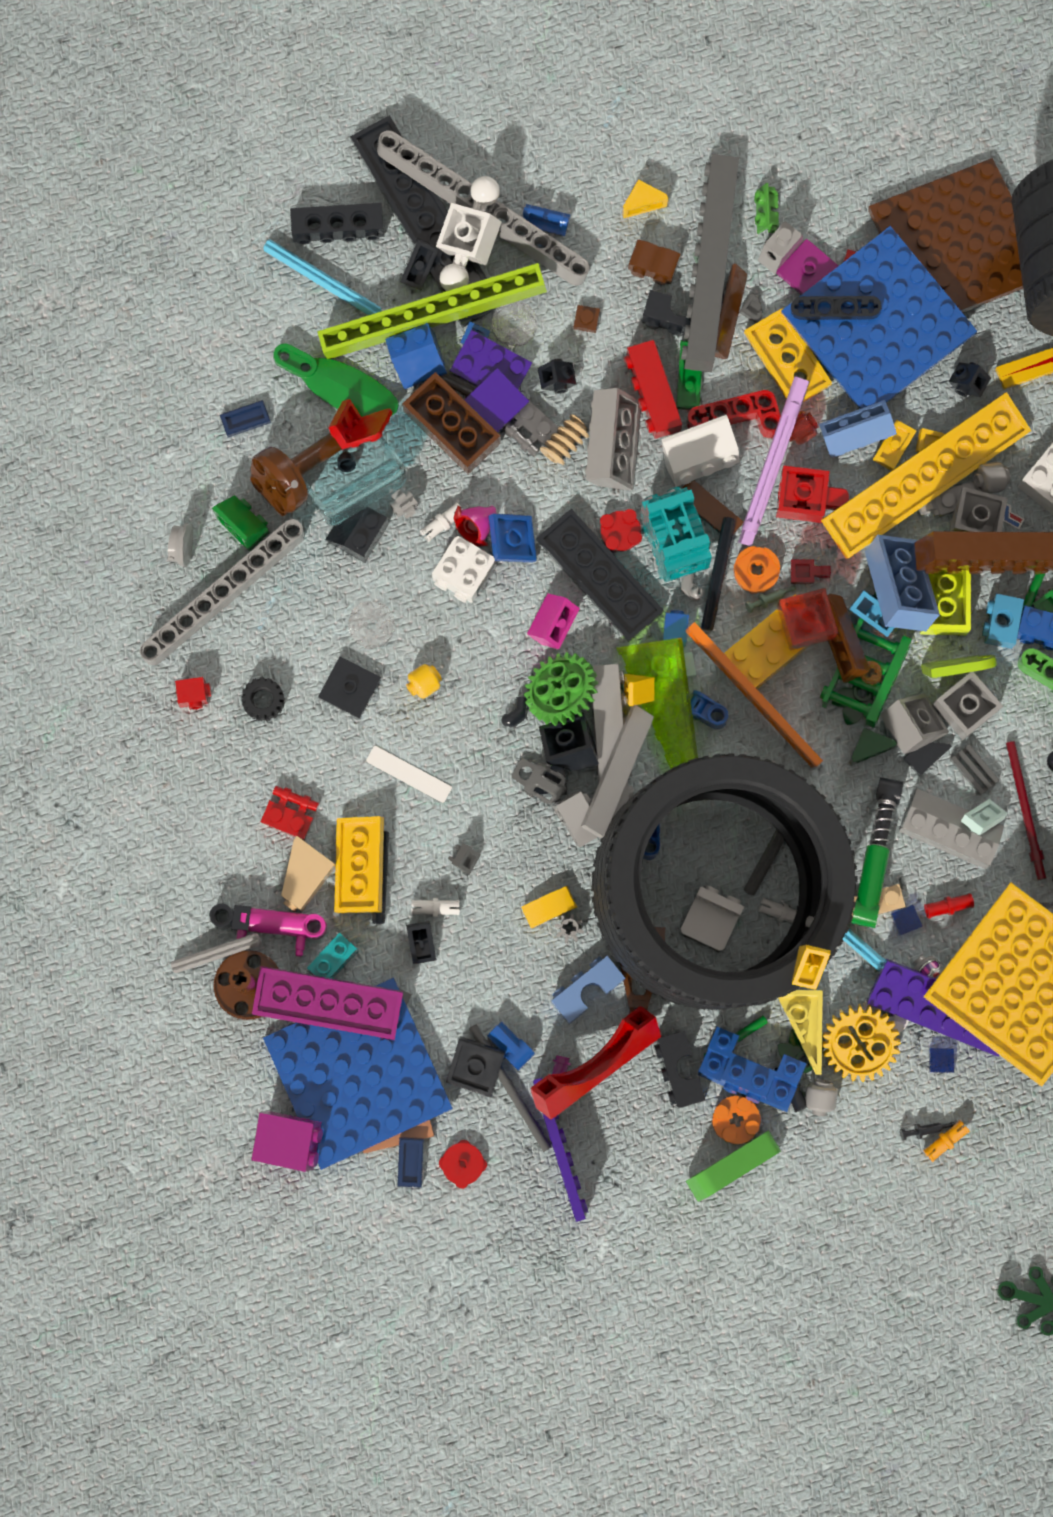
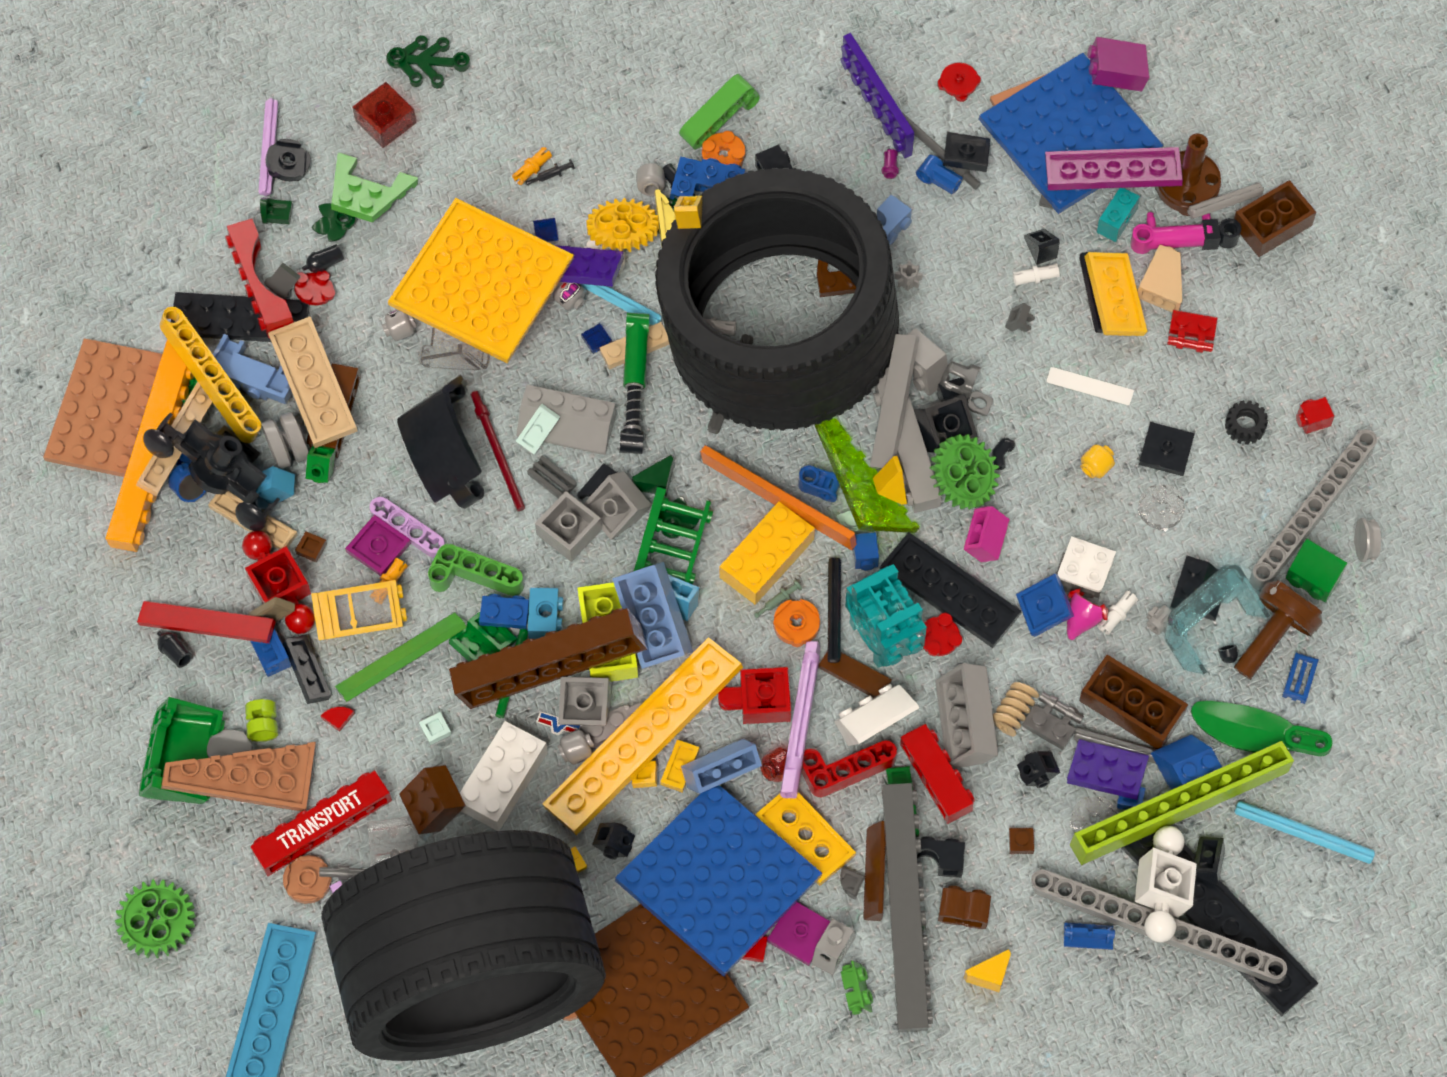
camera: 170 degrees right, 15 degrees down
(171, 920) = (1275, 218): none -> reddish brown brick
(245, 418) = (1341, 680): dark blue tile -> none
(266, 440) = (1294, 695): none -> blue tile
(327, 215) = (1271, 904): black brick -> none
(353, 430) = (1225, 678): red bracket -> none
(410, 1162) = (1005, 73): dark blue tile -> none
(497, 400) = (1093, 731): dark purple tile -> none
(549, 907) = (930, 291): yellow slope -> none
(561, 1090) = (882, 126): red arch -> none
(712, 918) = (778, 307): white bracket -> none
(804, 571) = (748, 627): dark red plate -> none
(807, 619) = (740, 557): clear red brick -> none
(836, 303) = (767, 879): black beam -> none
(846, 645) = (701, 563): reddish brown slope -> none
(874, 678) = (668, 525): clear orange bush -> none
(949, 905) = (558, 355): red pin -> none
(959, 665) = (582, 558): lime tile -> none

